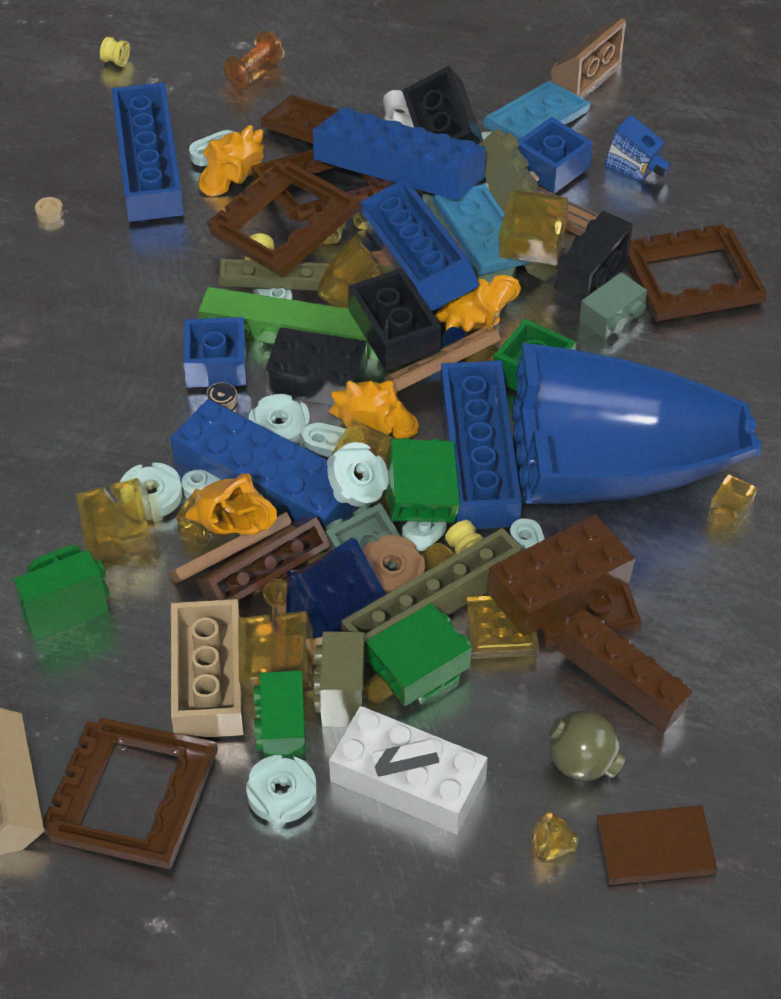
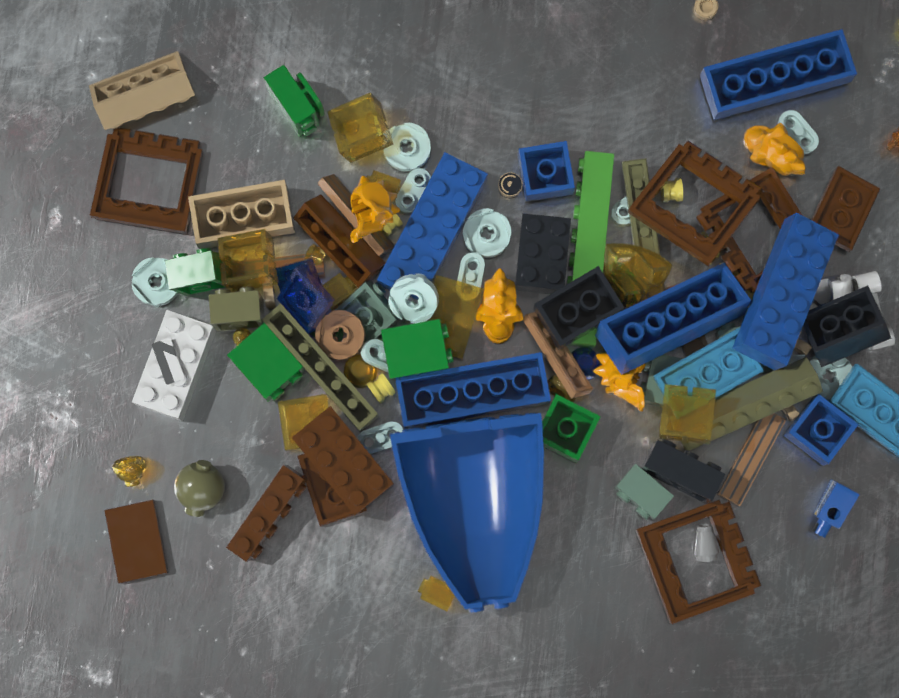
camera: 85 degrees right, 30 degrees up
(675, 258) = (706, 545): none -> light grey cone

